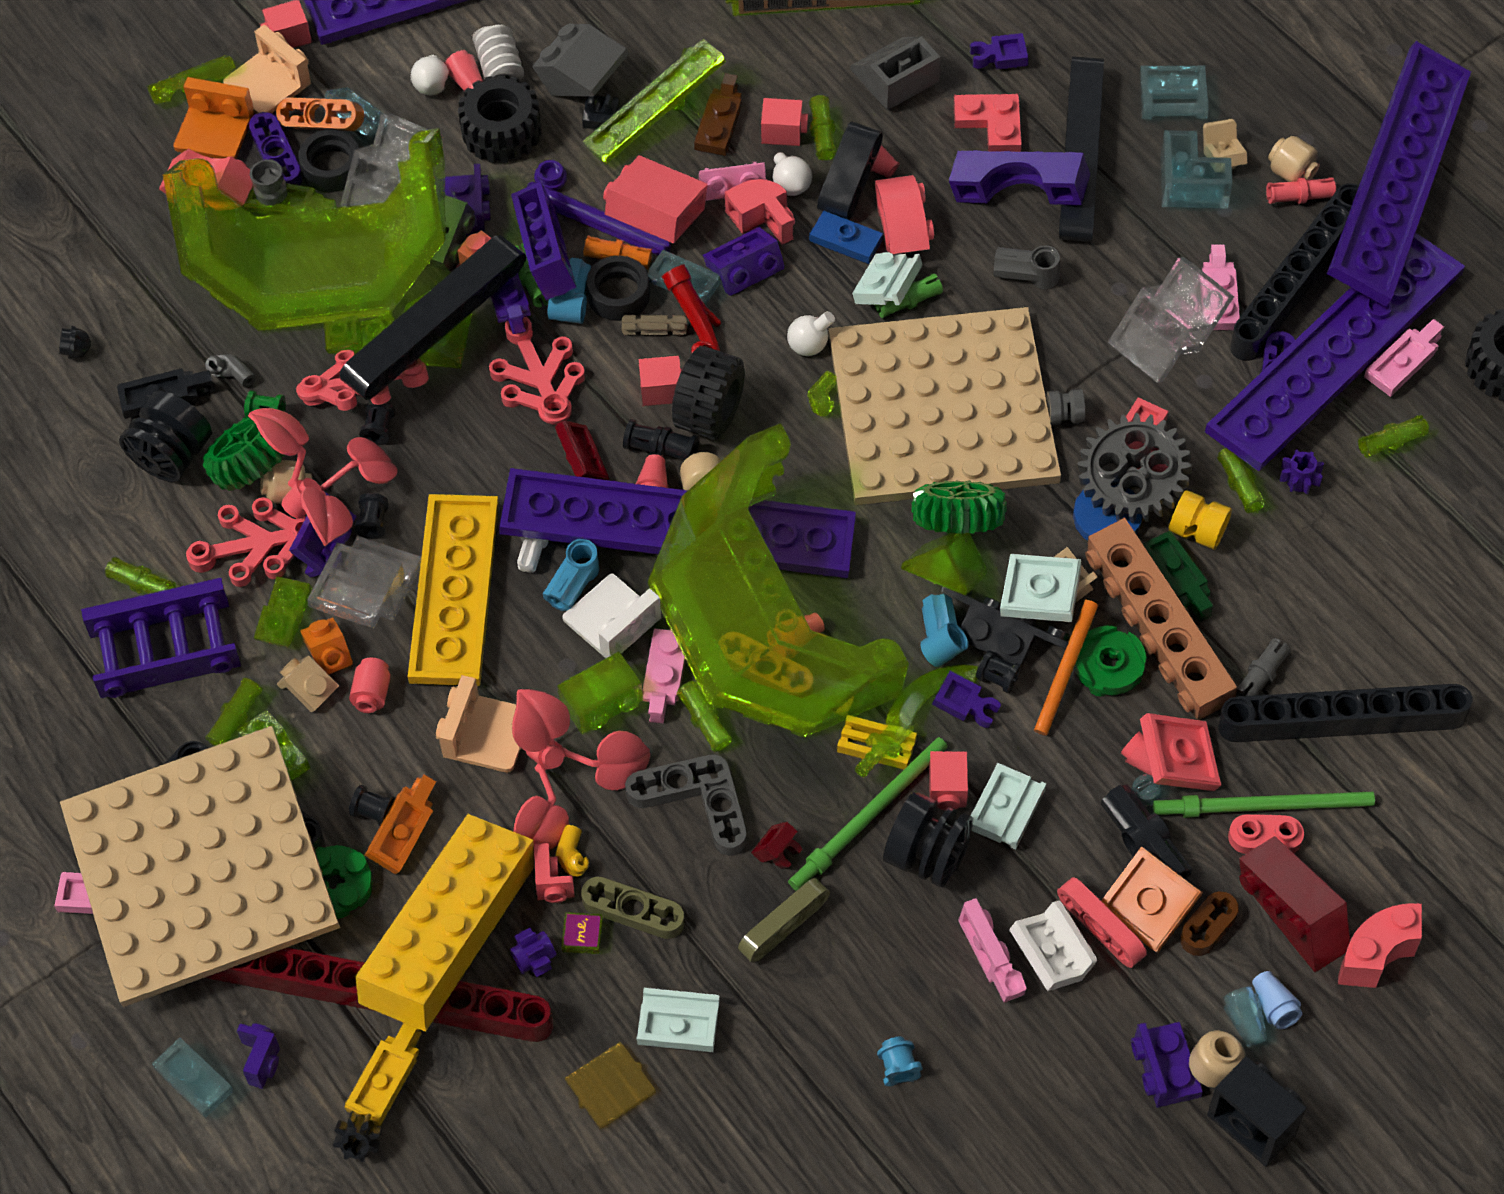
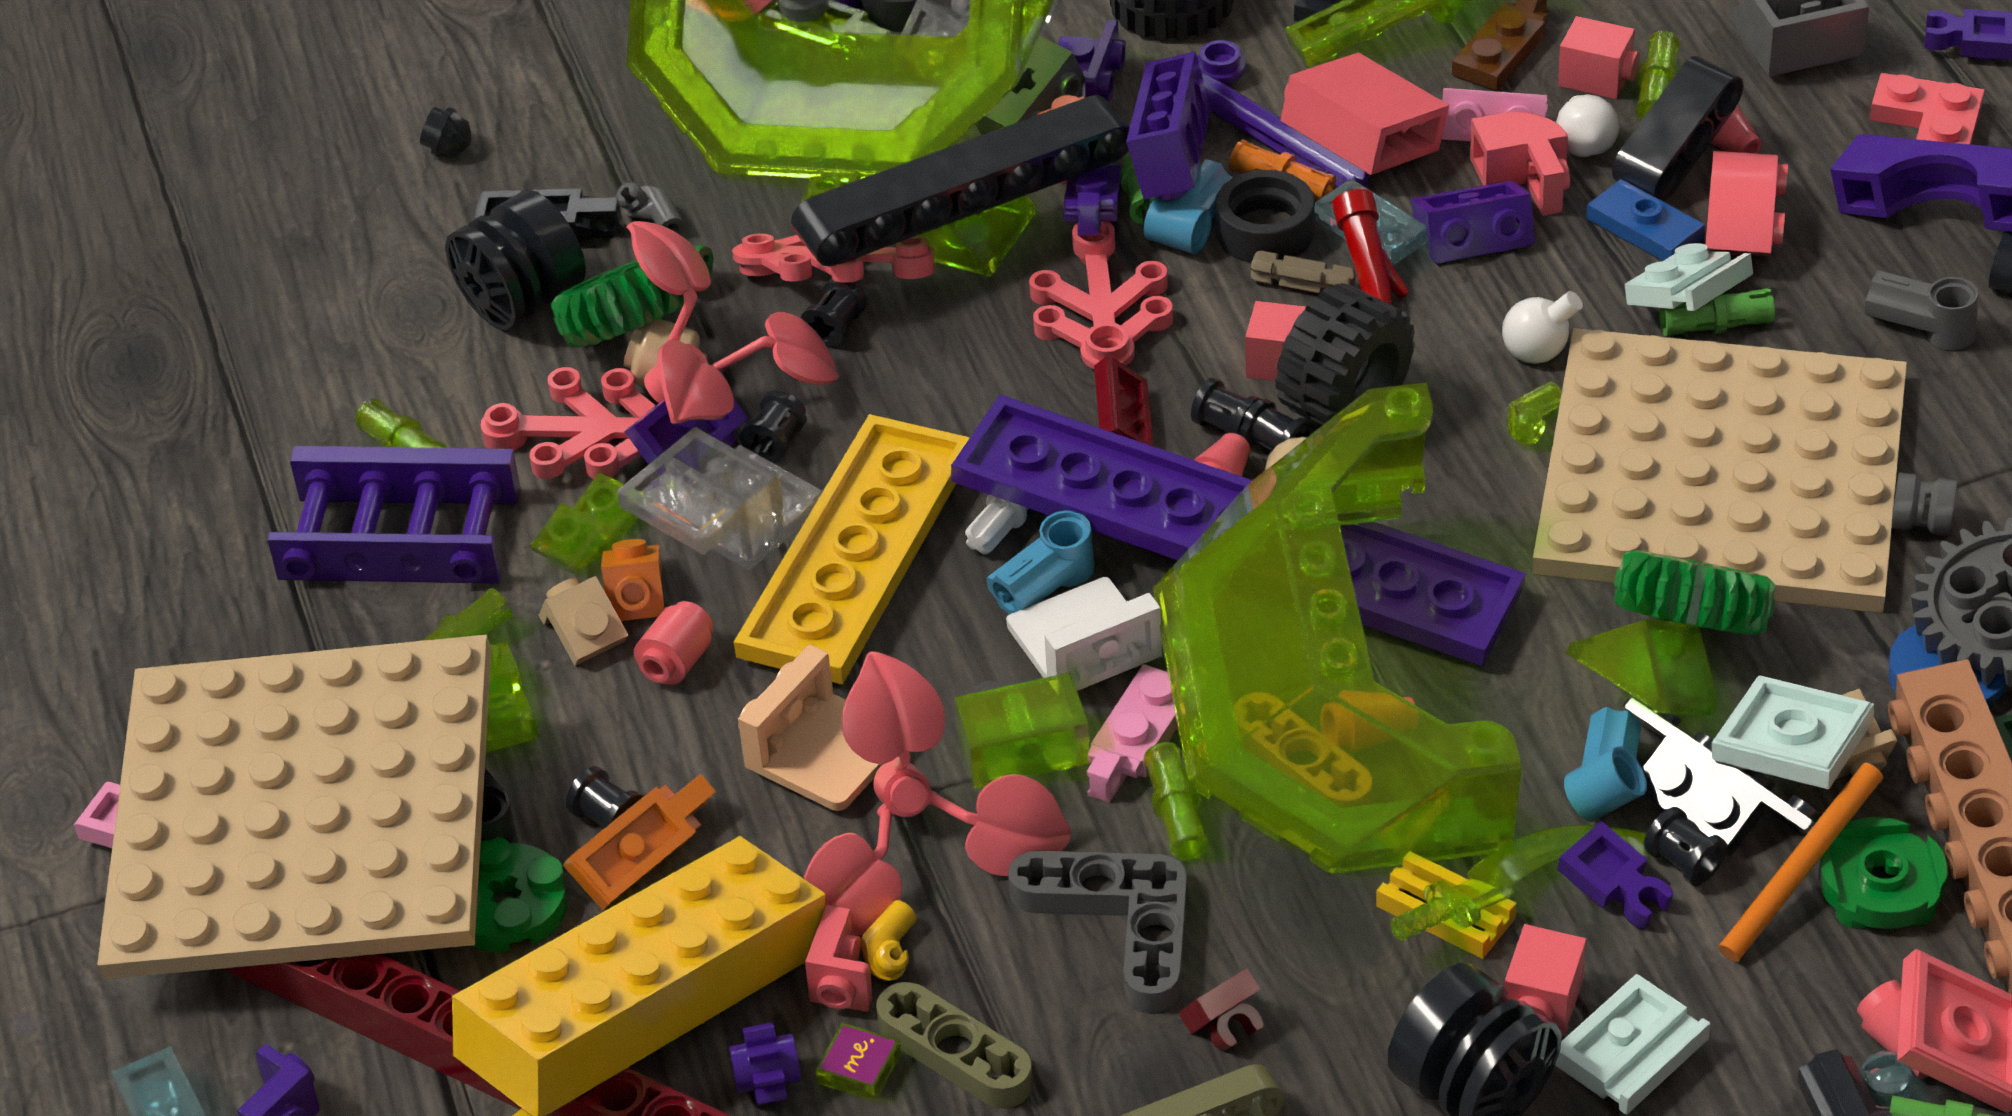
camera: 20 degrees right, 15 degrees down
(821, 859) = (1288, 1048): bright green bar -> none

